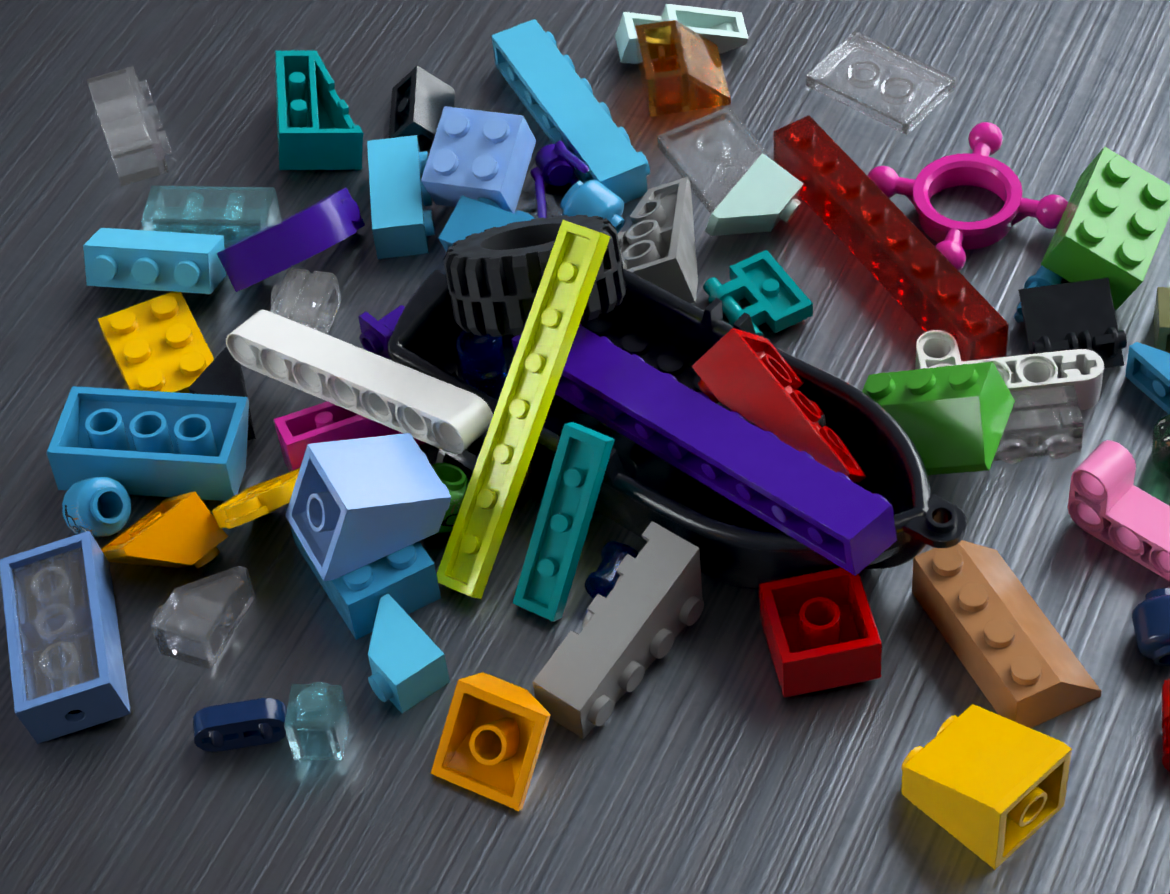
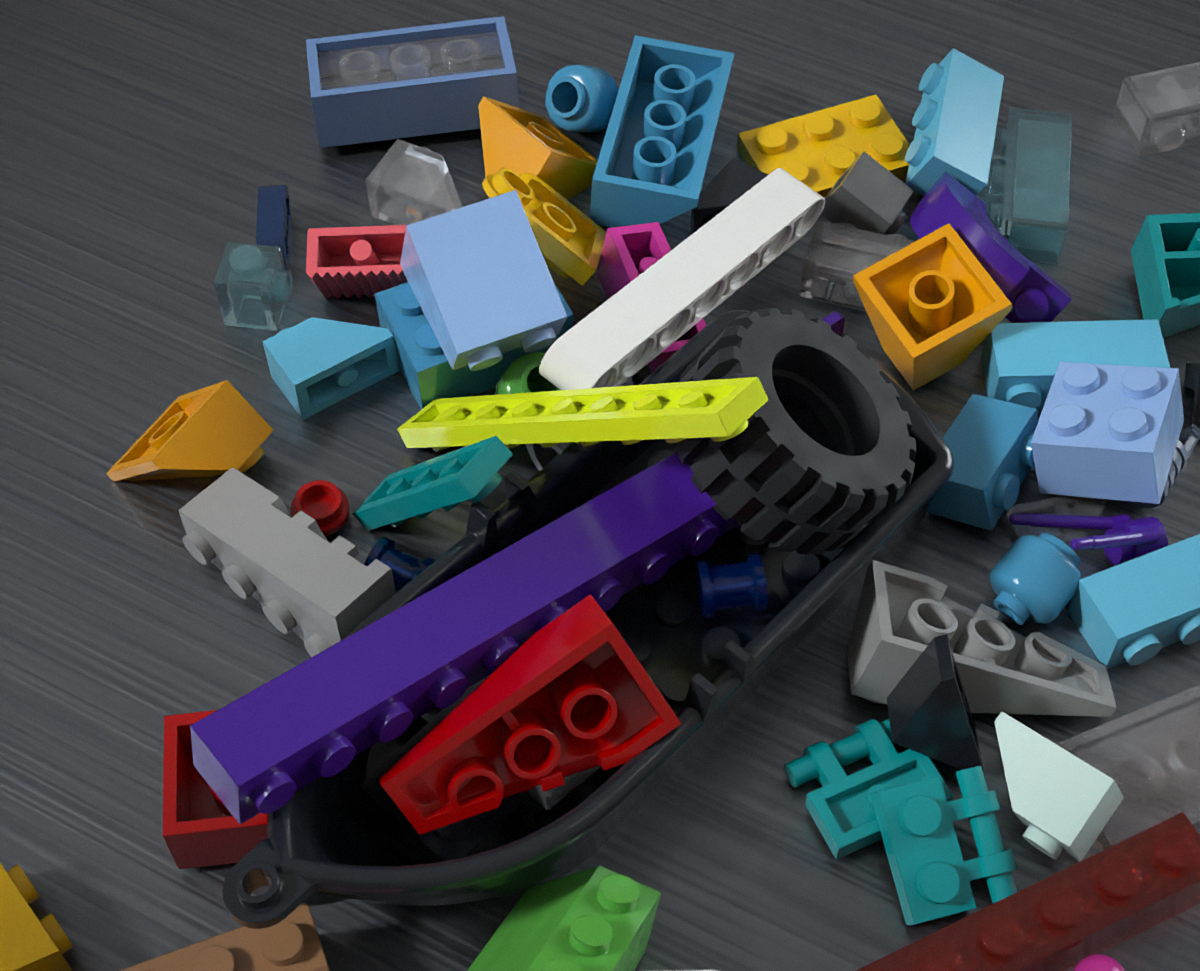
camera: 90 degrees right, 5 degrees up
(228, 307) = (868, 198): none -> dark grey brick
(296, 631) = (355, 259): none -> coral brick
(360, 256) = (931, 305): none -> light orange slope
(546, 638) = (324, 504): none -> red plate
(634, 336) = (731, 585): none -> clear blue bush
(707, 246) = (932, 709): none -> black slope
(806, 262) = (926, 851): none -> teal plate

